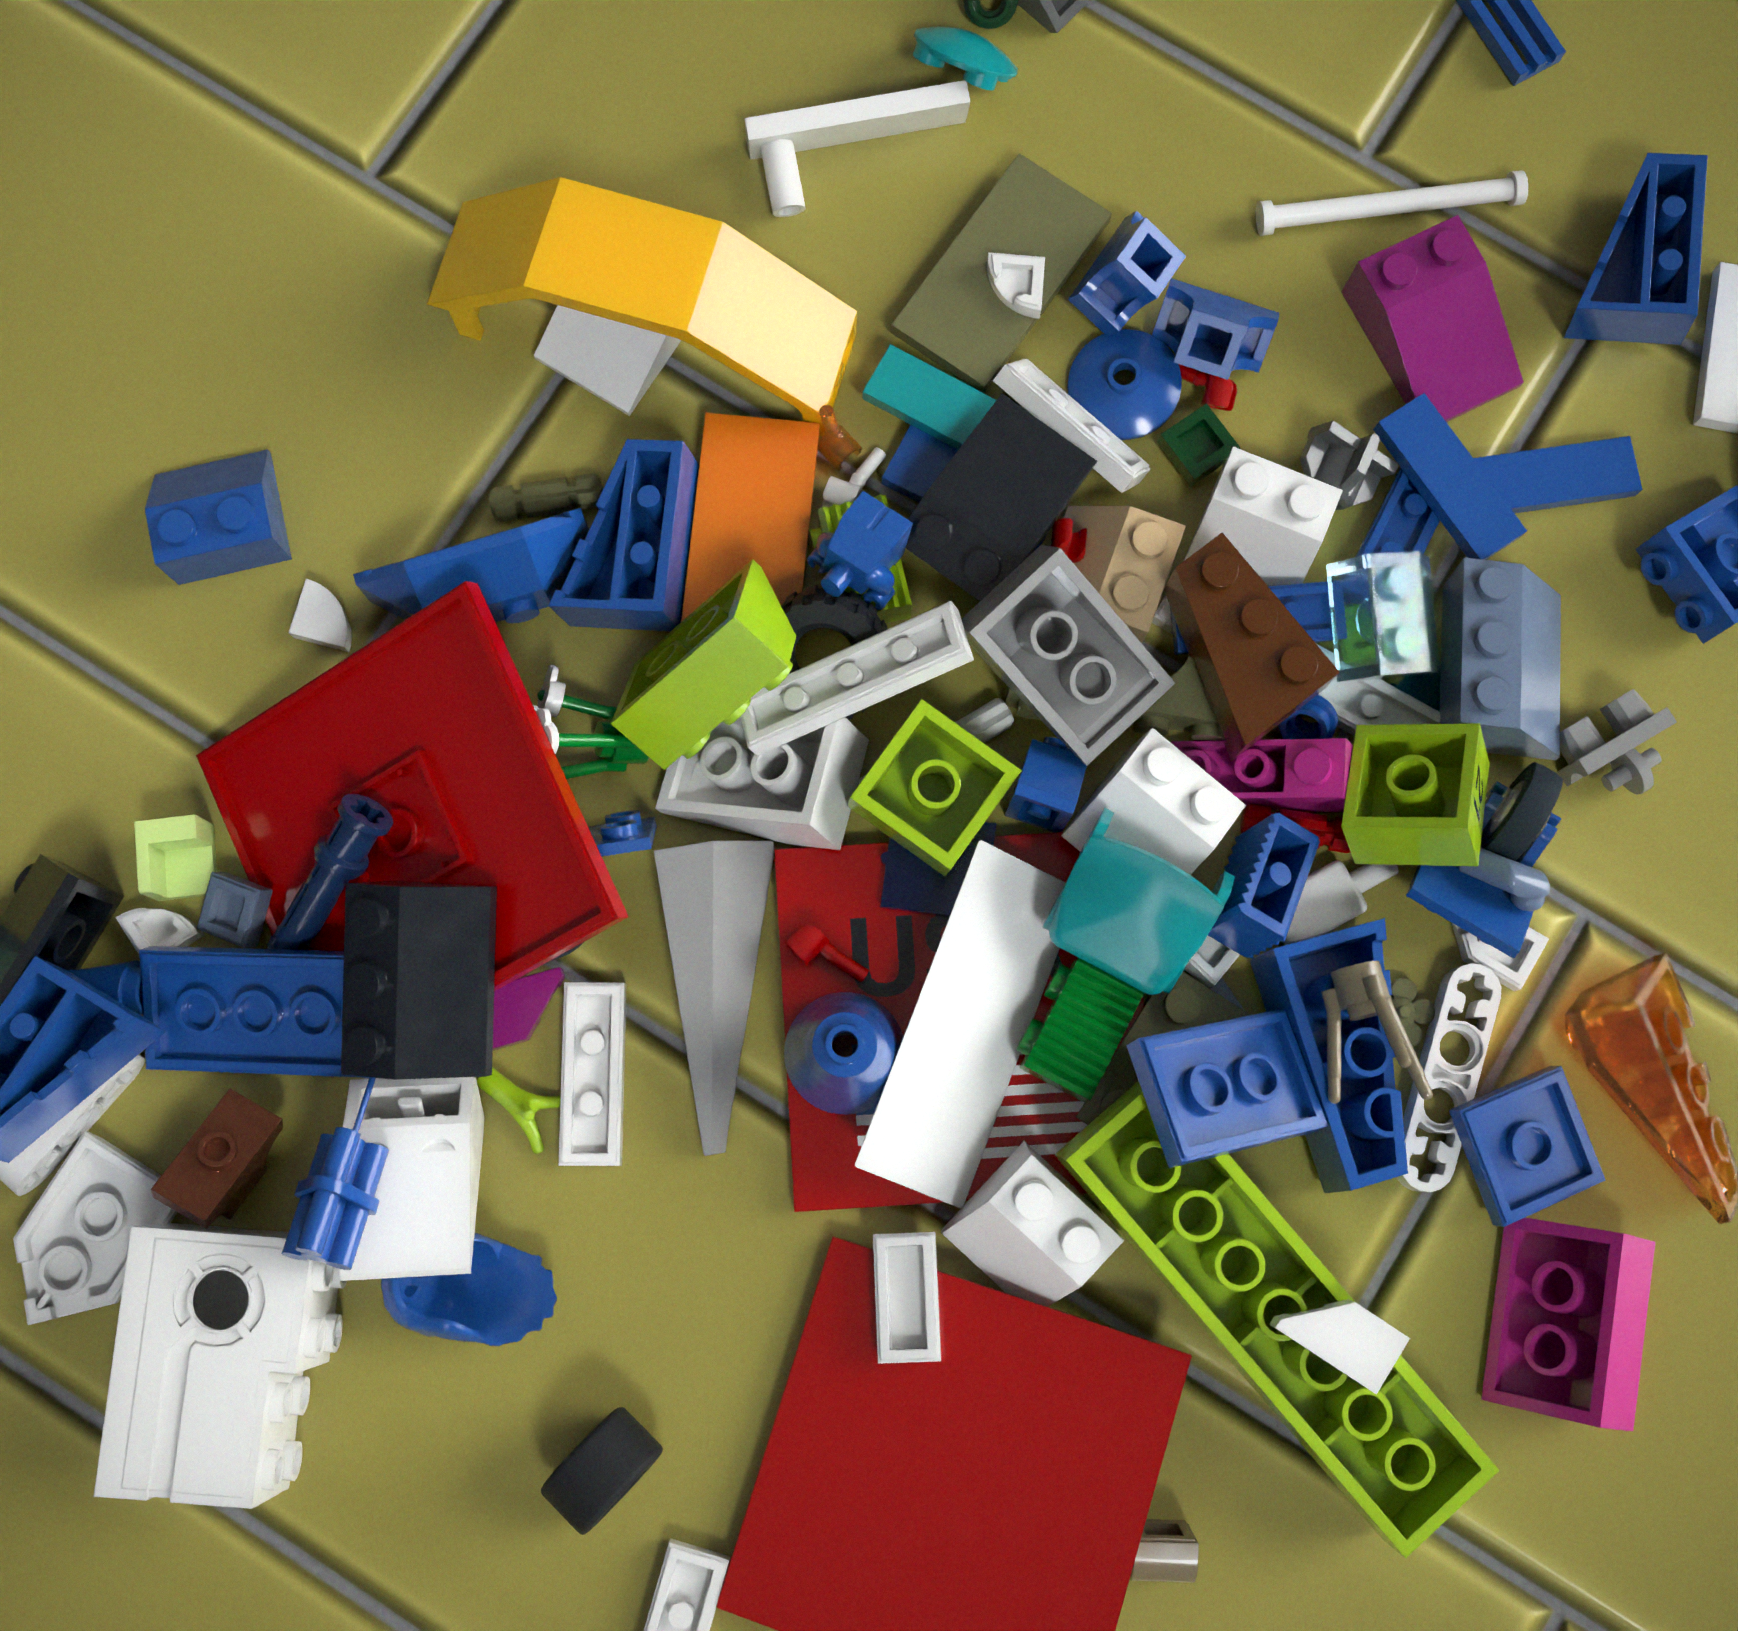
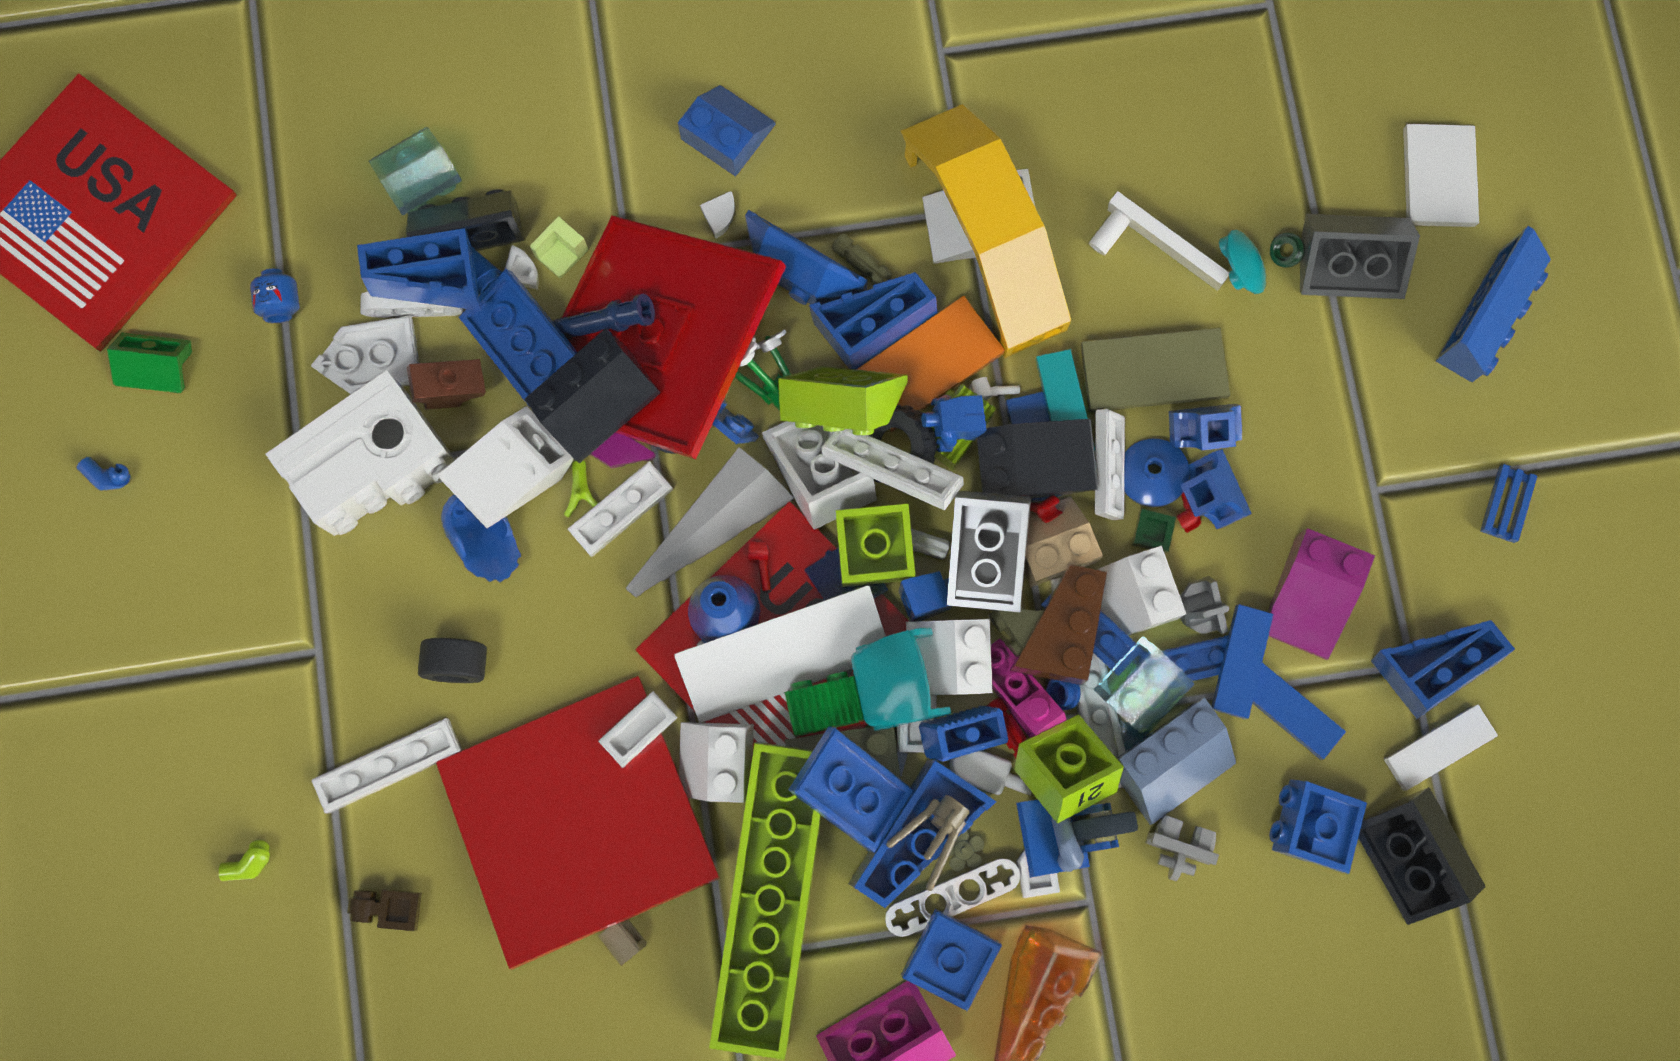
camera: 50 degrees right, 0 degrees up
(234, 909) = (558, 292): sand blue tile -> none
(337, 1196) = (471, 443): blue piece -> none
(836, 442) = (1004, 365): clear orange hand -> none
(1017, 281) = (1155, 381): white tile -> none
(1347, 1340) = (782, 937): white tile -> none
(1510, 189) = (1360, 521): white bar -> none

